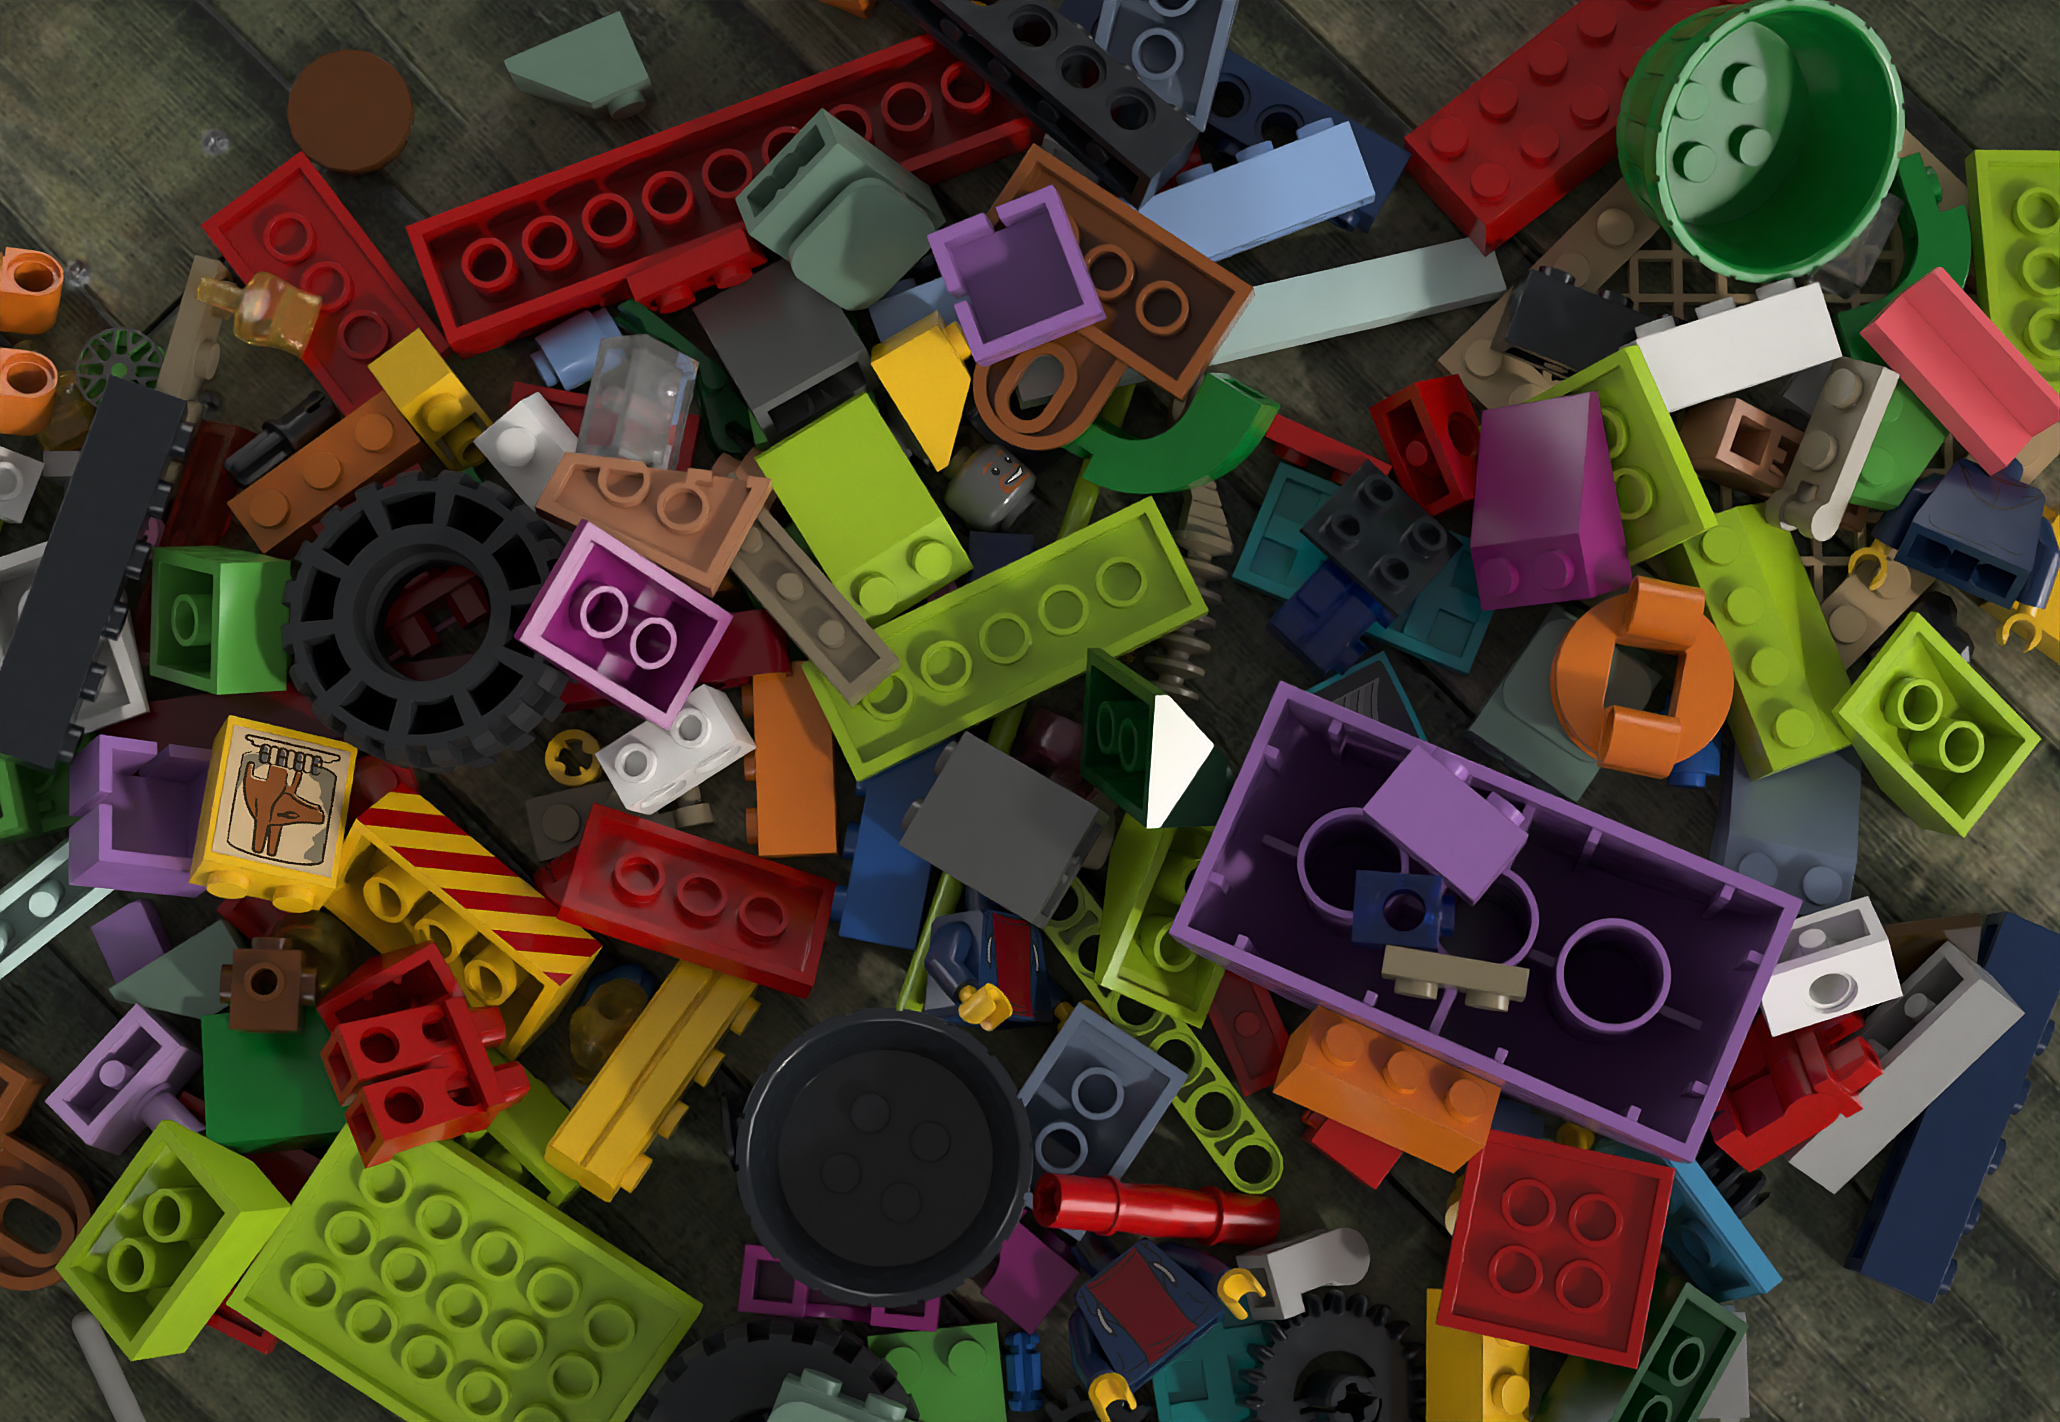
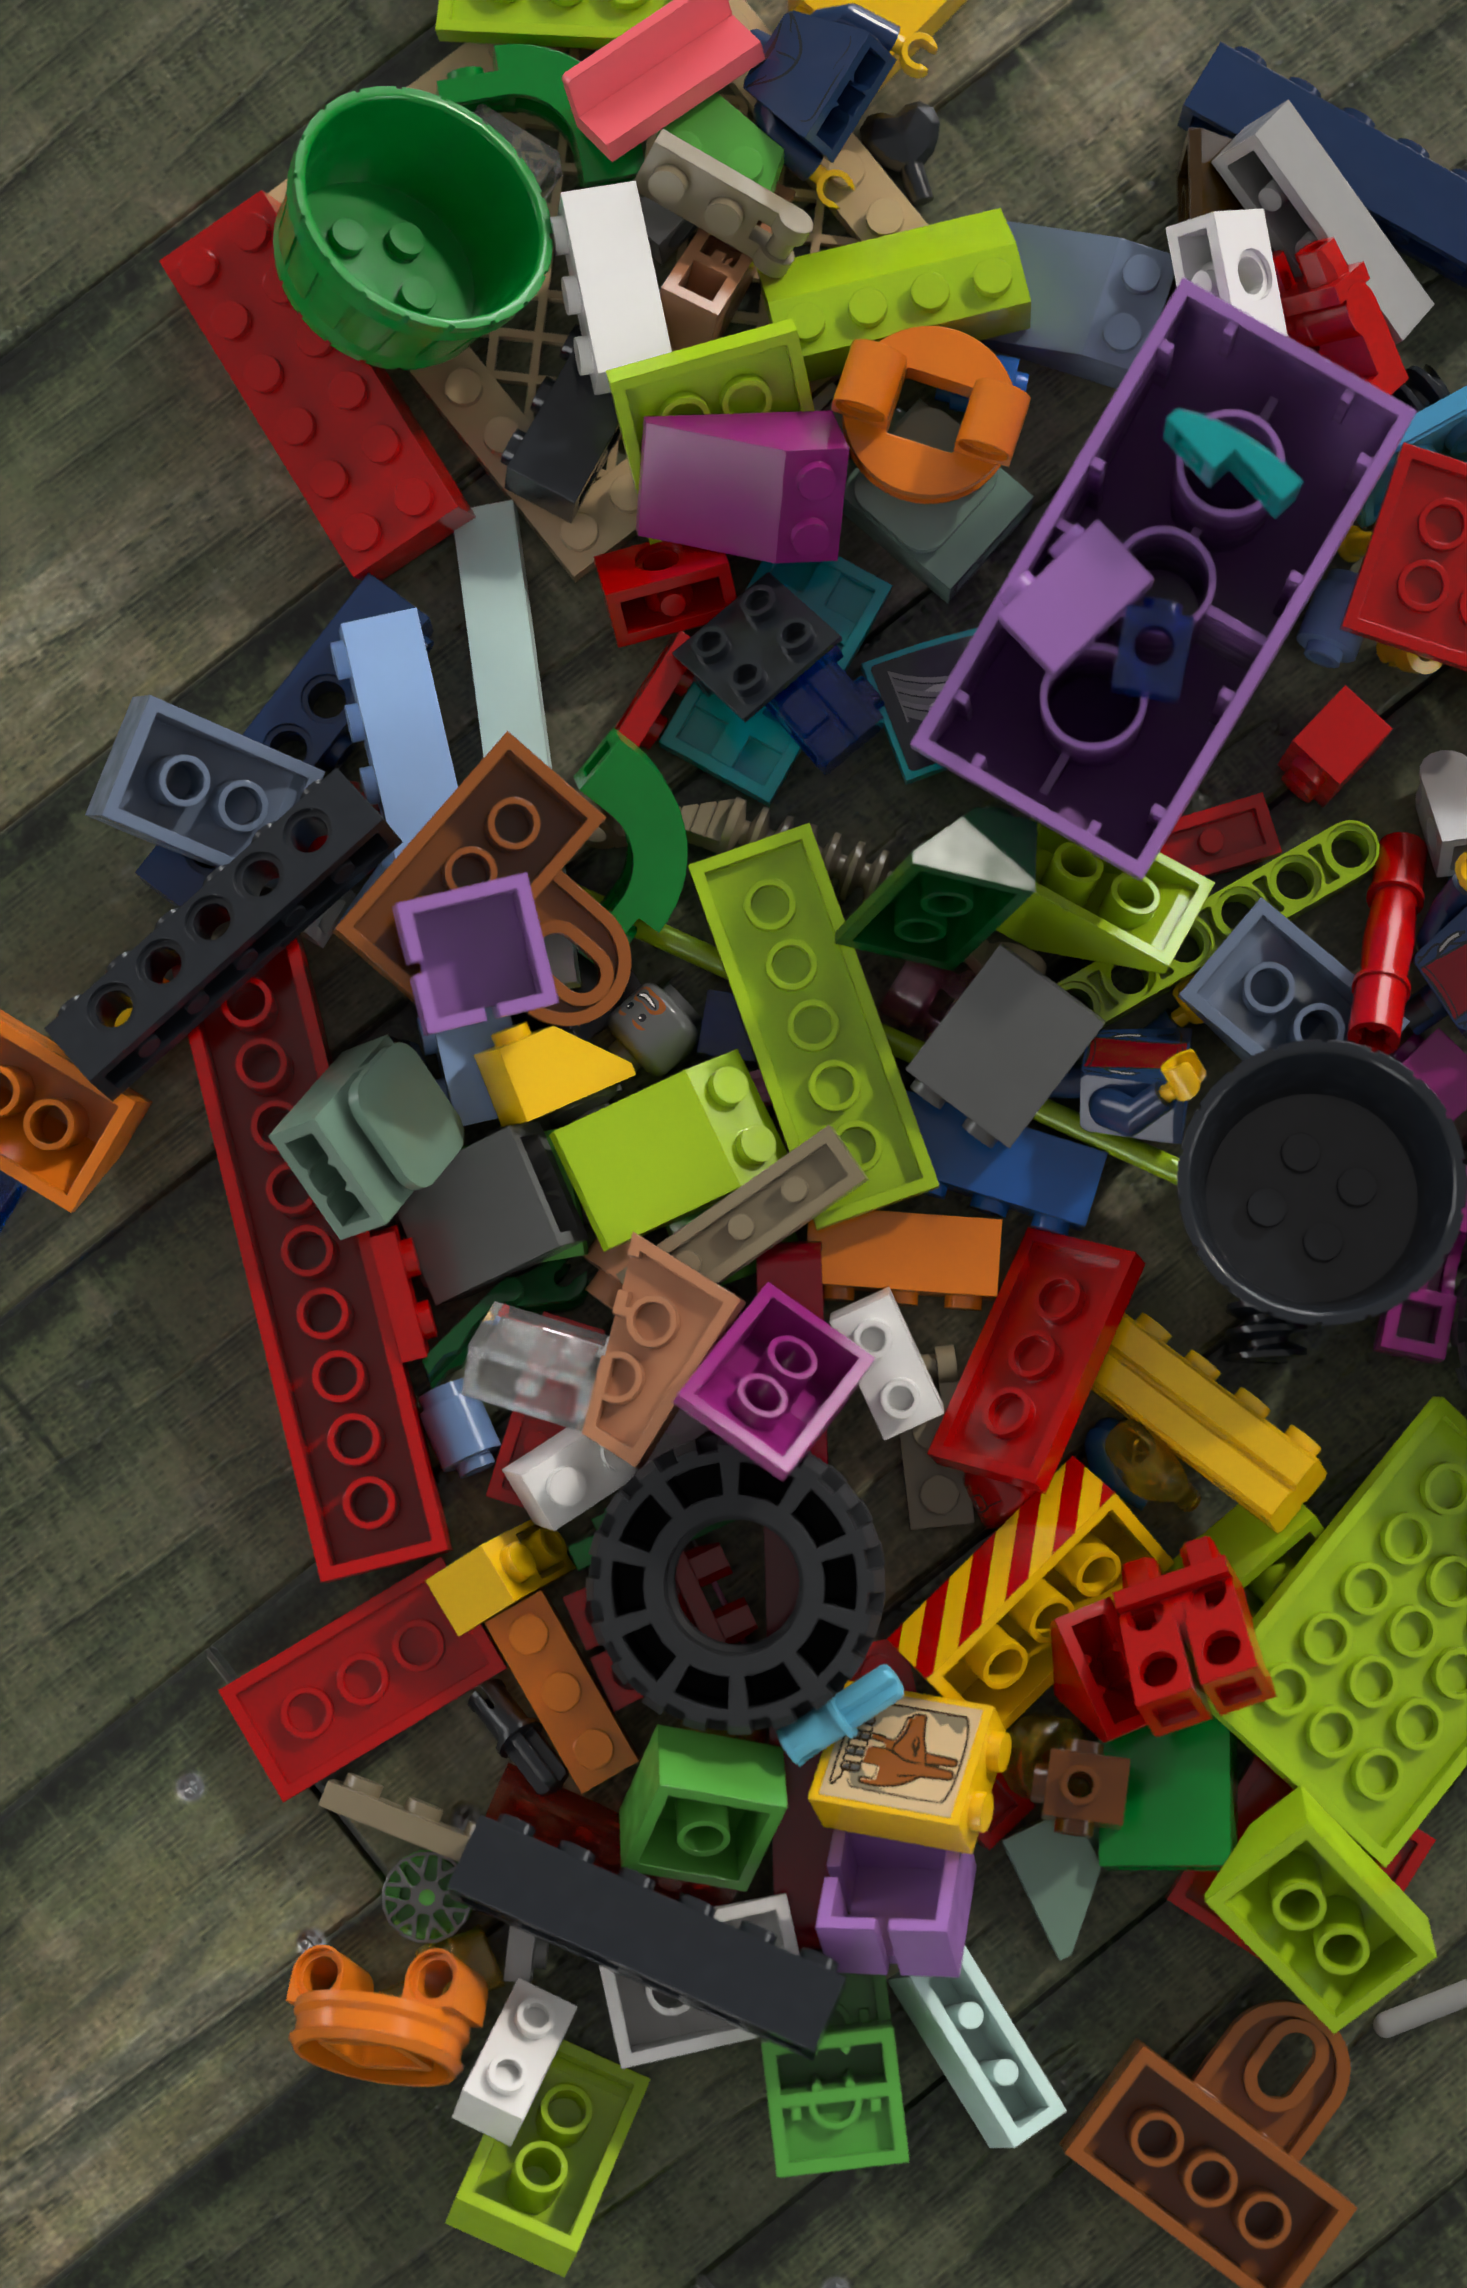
camera: 80 degrees left, 0 degrees up
(130, 1082) = (1157, 1946): lavender brick -> none
(132, 938) = (1009, 1942): medium lavender slope -> none
(266, 311) = (386, 1736): clear yellow piece -> none
(313, 740) = (841, 1714): none -> medium azure axle
(350, 112) = (179, 1639): reddish brown tile -> none
(560, 771) = (884, 1492): yellow bush -> none
(587, 71) = (172, 1387): sand green slope -> none
(1387, 1089) = (1301, 702): orange brick -> none
(1484, 982) = (1230, 581): dark tan plate -> none
(1614, 952) = (1216, 448): none -> teal slope
(1933, 730) = (1005, 147): lime slope -> none

